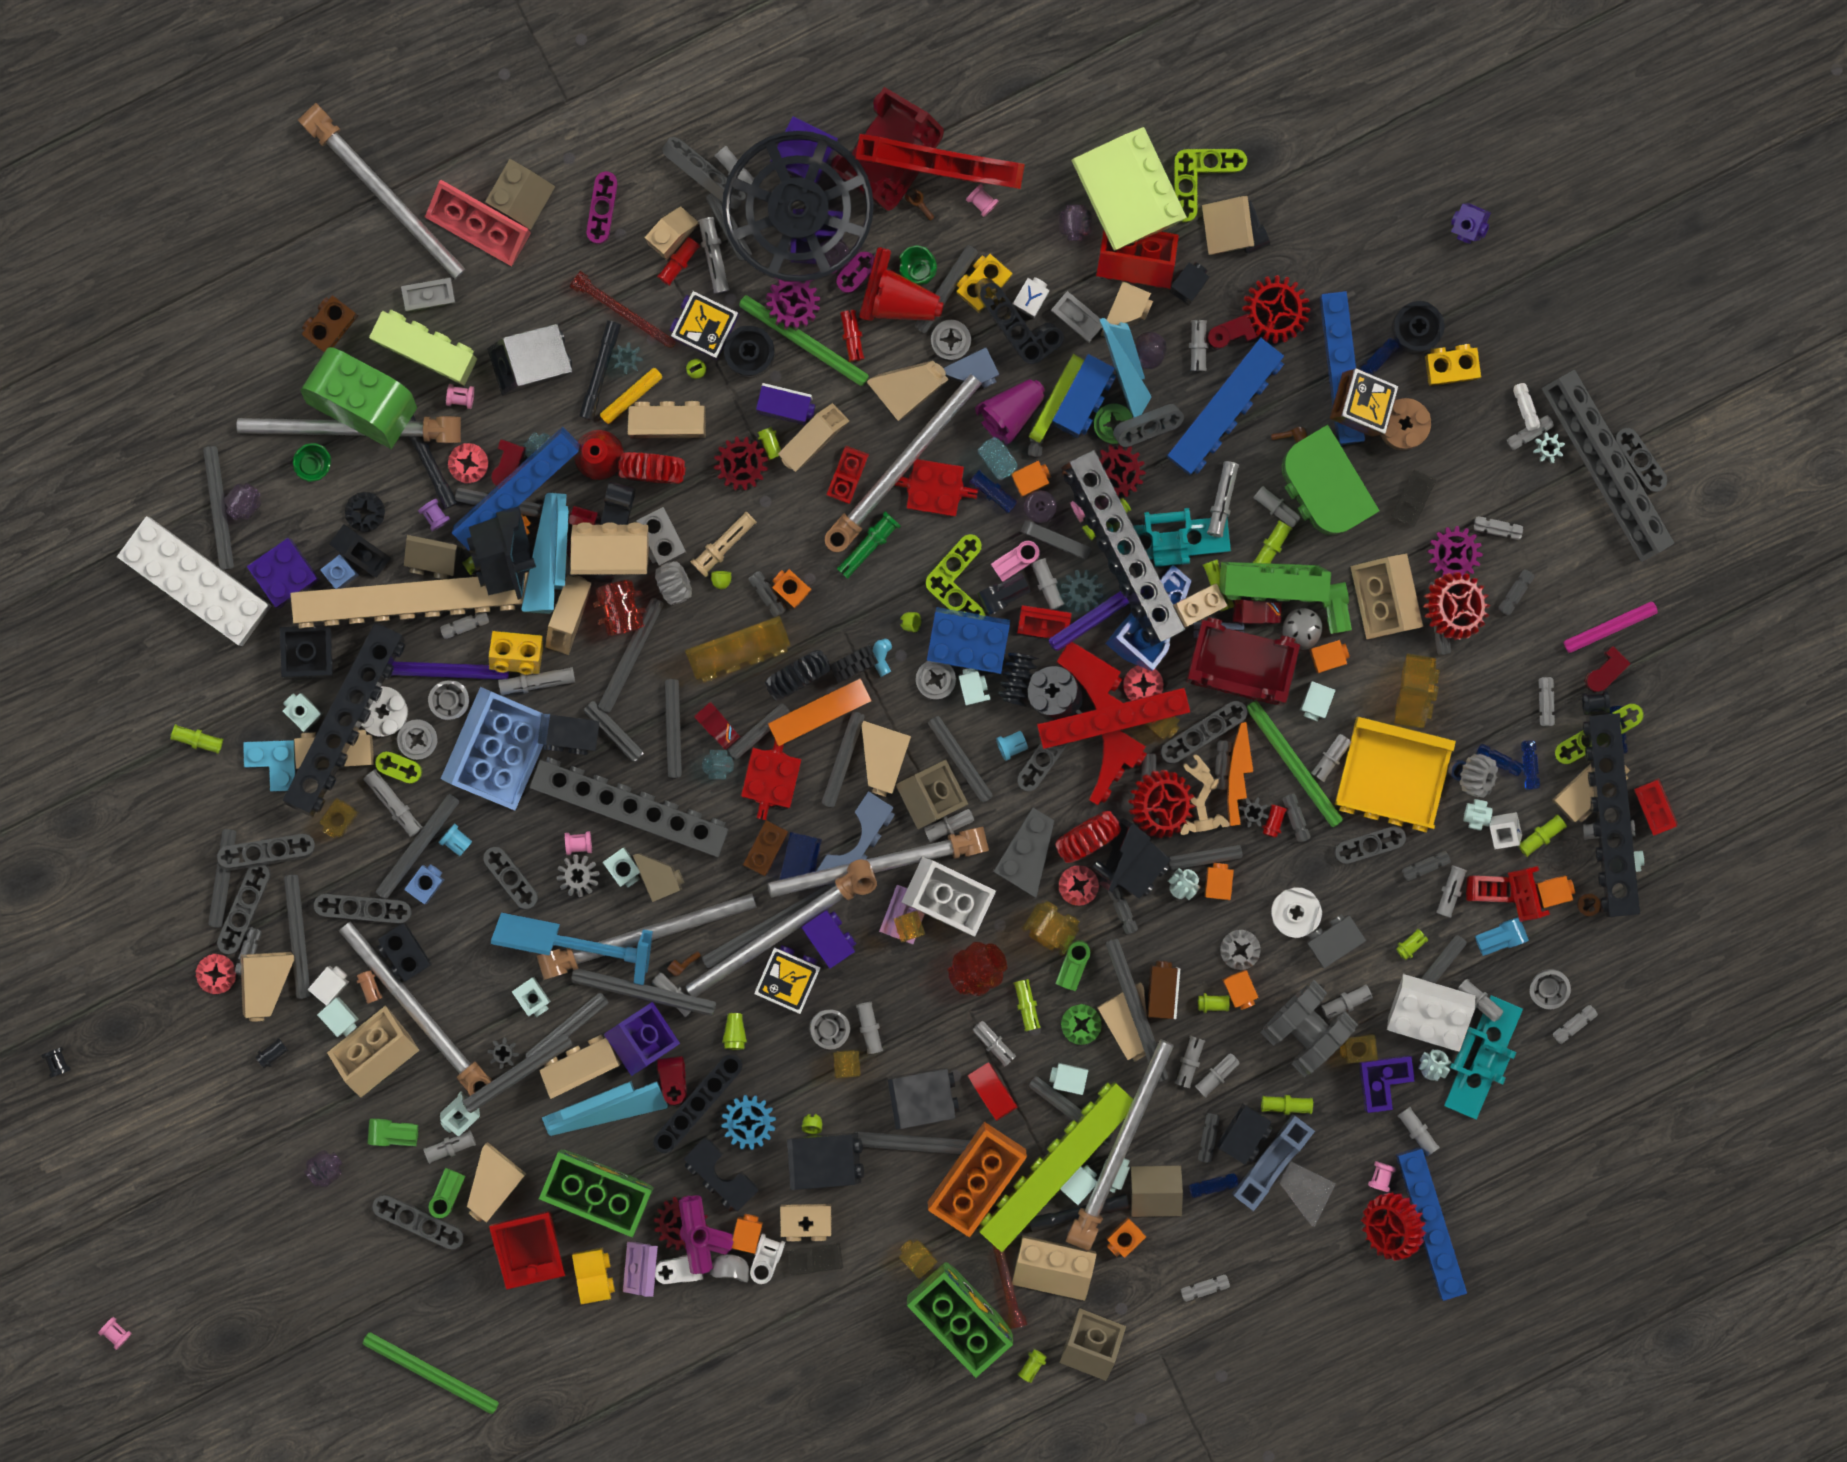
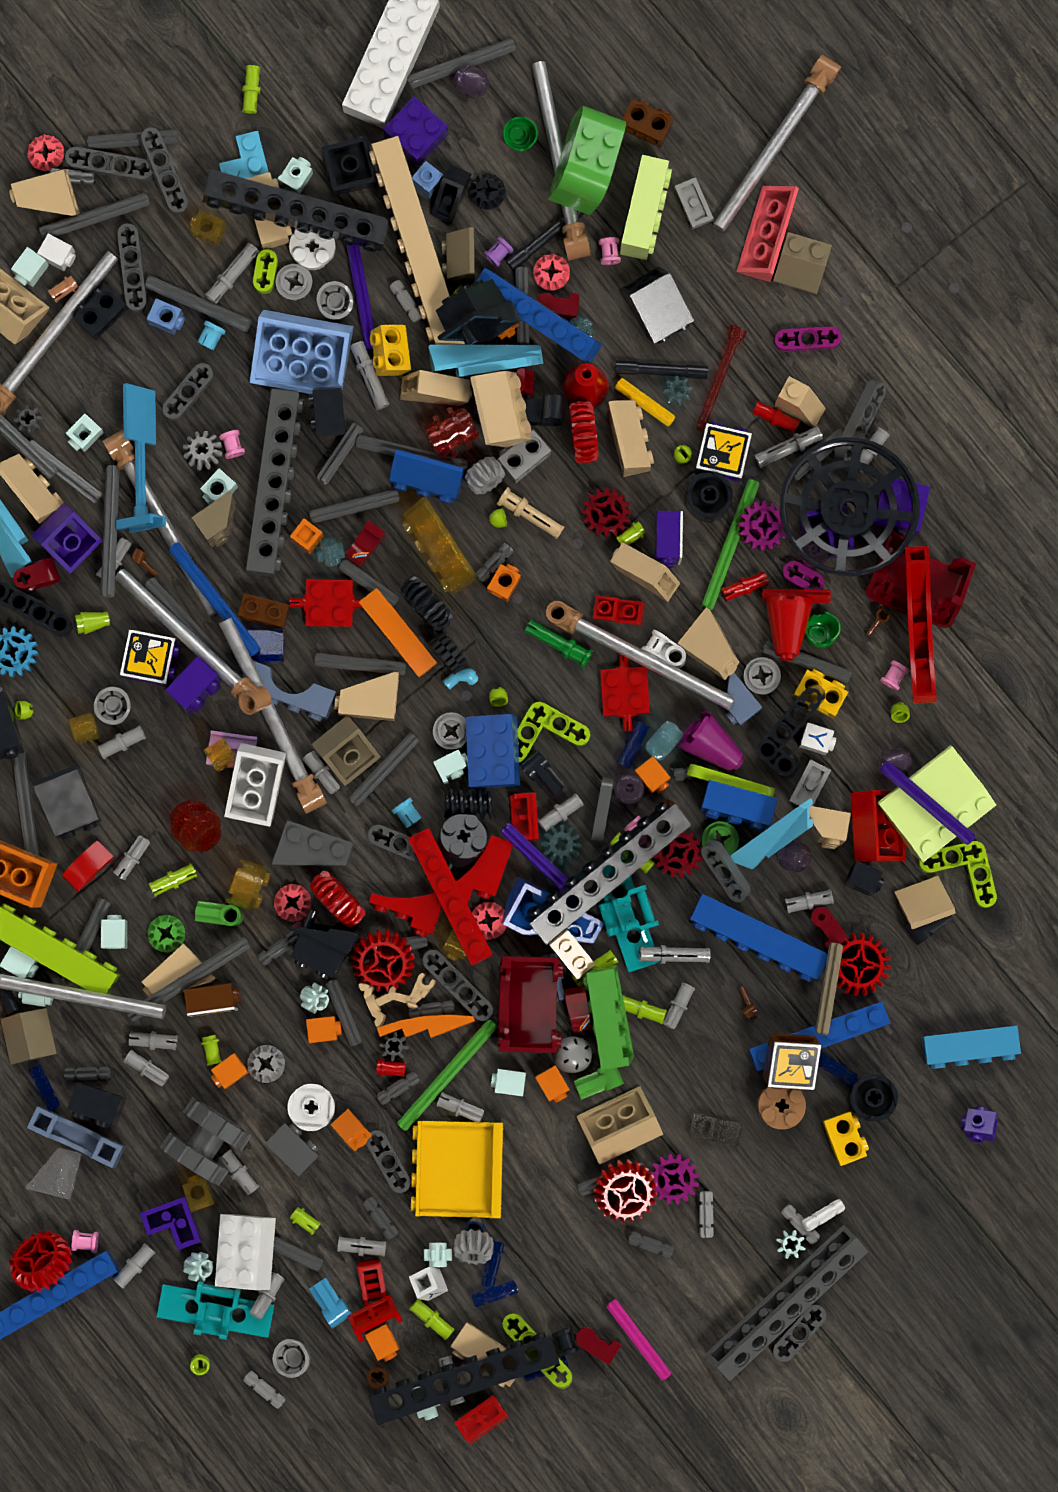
camera: 75 degrees right, 5 degrees down
(661, 645) = (426, 477): none -> blue slope
(696, 785) = (306, 536): none -> orange brick
(737, 898) = (212, 595): none -> blue axle
(899, 436) = (664, 648): none -> white piece
(1014, 562) = (574, 777): bright pink piece -> none
(1022, 204) = (900, 712): none -> lime hinge
(1127, 198) = (927, 803): none -> dark purple axle
(1286, 1104) = (132, 1138): lime pin -> none
(1296, 346) = (829, 988): none -> dark tan axle
(1326, 484) = (709, 1045): bright green brick -> none
(1330, 875) = (351, 1130): none -> orange brick
(1386, 213) = (971, 1045): none -> dark azure brick
(1417, 691) = (539, 1172): clear yellow brick -> none
(1535, 1090) = (195, 1364): none -> lime hinge
(1546, 701) = (556, 1295): light grey axle -> none

